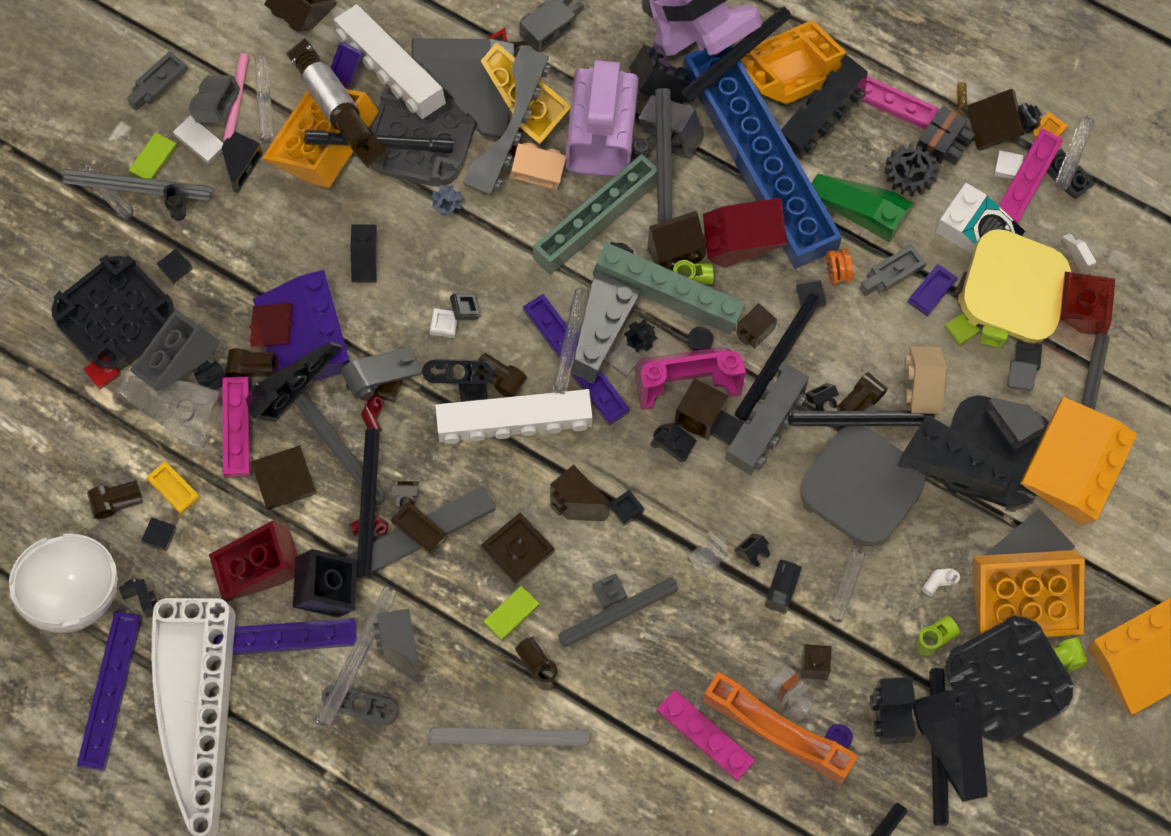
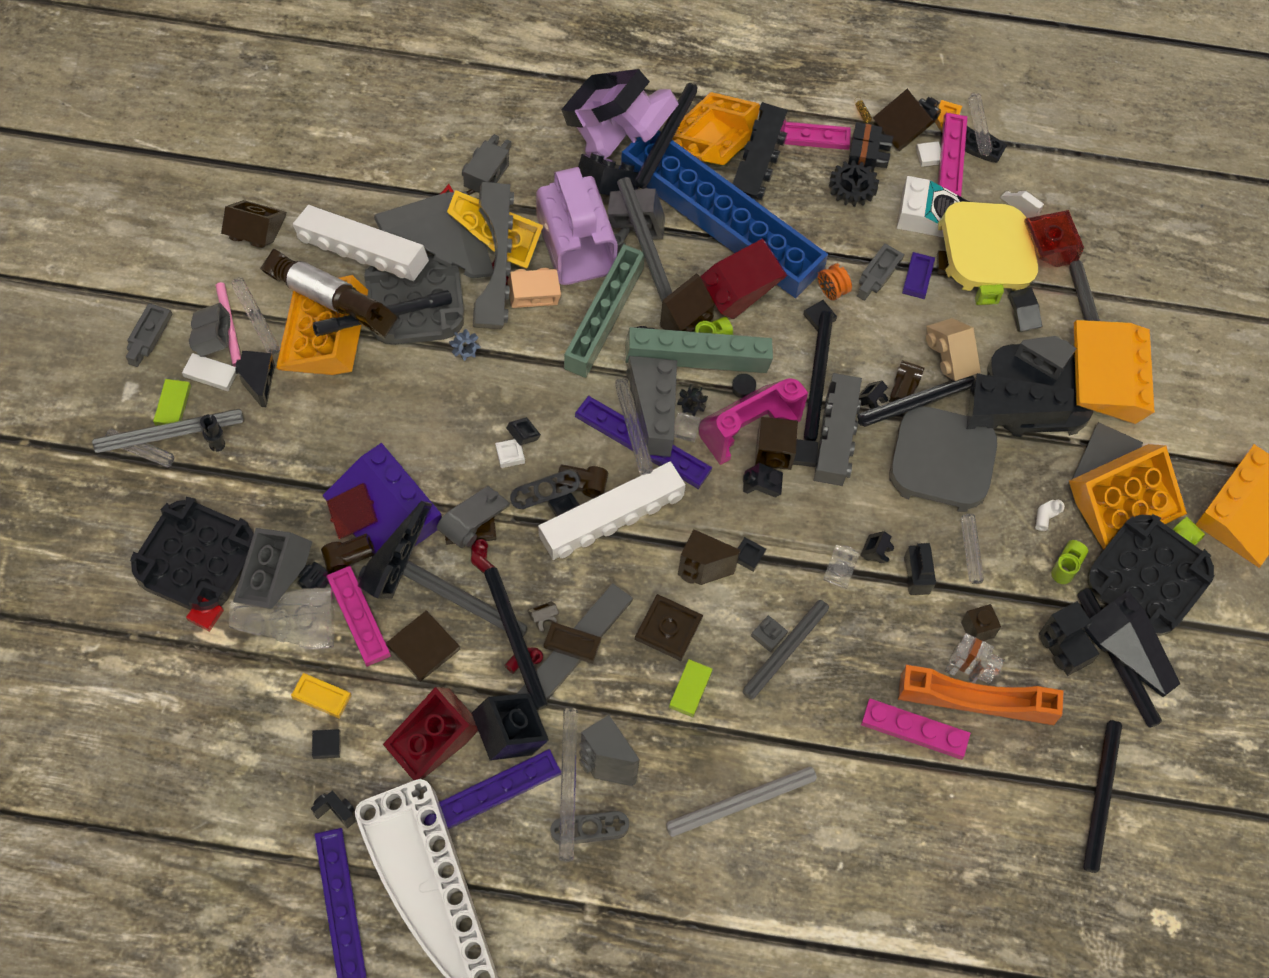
camera: 25 degrees left, 5 degrees down
(63, 583) = (256, 825): white piece -> none
(106, 500) = (263, 731): dark brown piece -> none
(174, 266) = (234, 492): black tile -> none
(346, 63) = (321, 255): dark purple tile -> none
(364, 253) = (410, 417): black slope -> none
(537, 662) = (736, 721): dark brown piece -> none
(756, 326) = (787, 356): dark brown brick -> none
(840, 734) = (1029, 679): dark purple tile -> none
(868, 206) = (831, 226): green wedge -> none
(961, 330) = (958, 298): lime tile -> none

